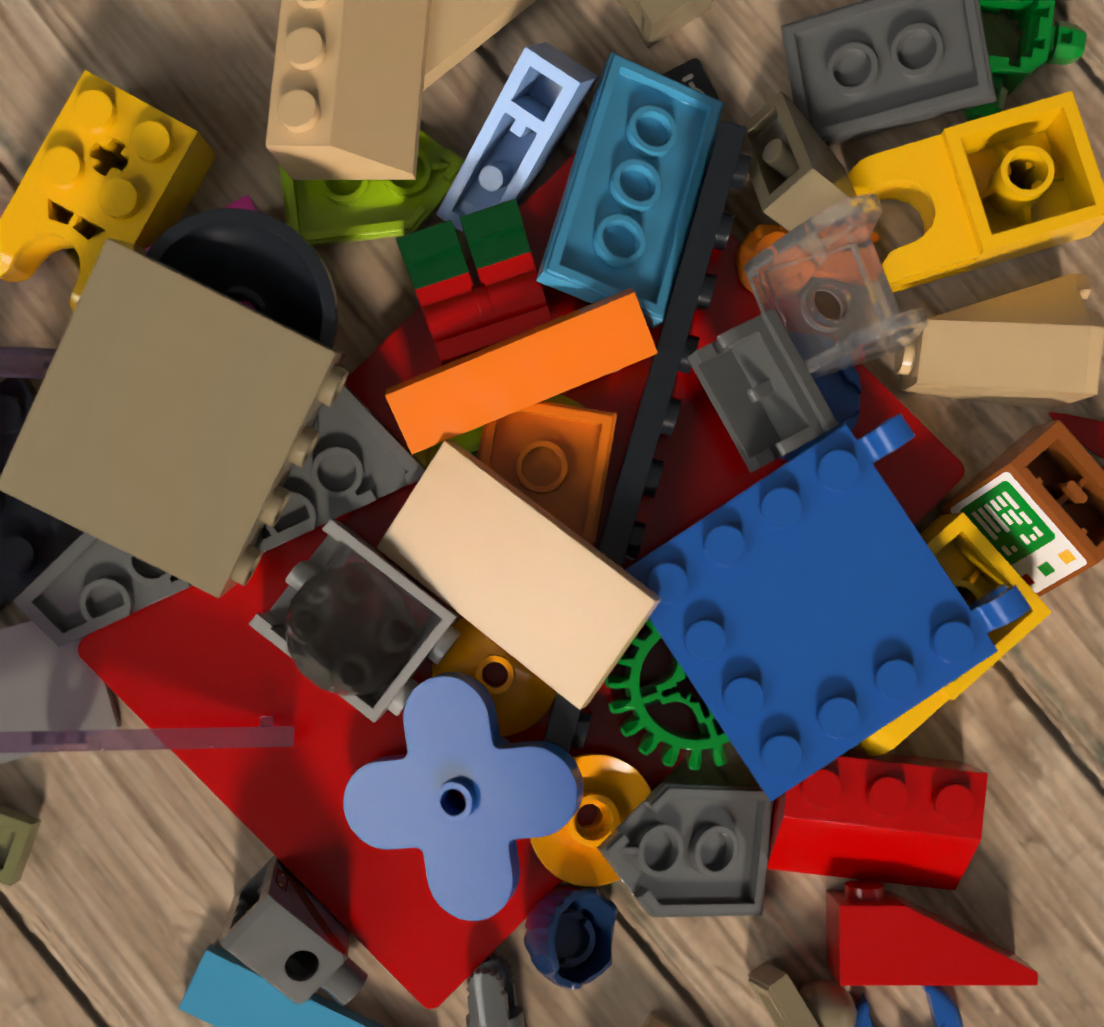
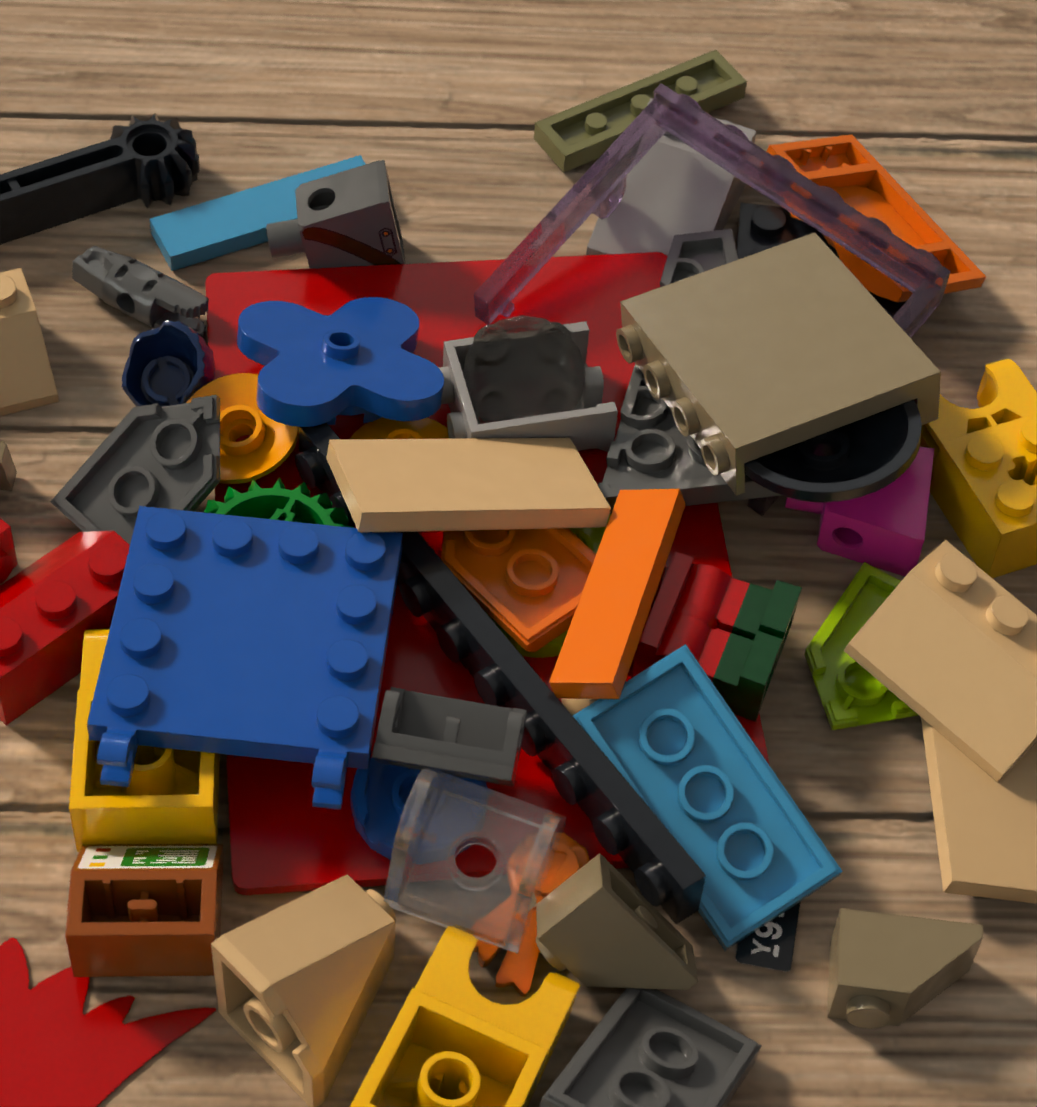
camera: 125 degrees right, 35 degrees down
(520, 131) = (828, 770): light blue slope -> none

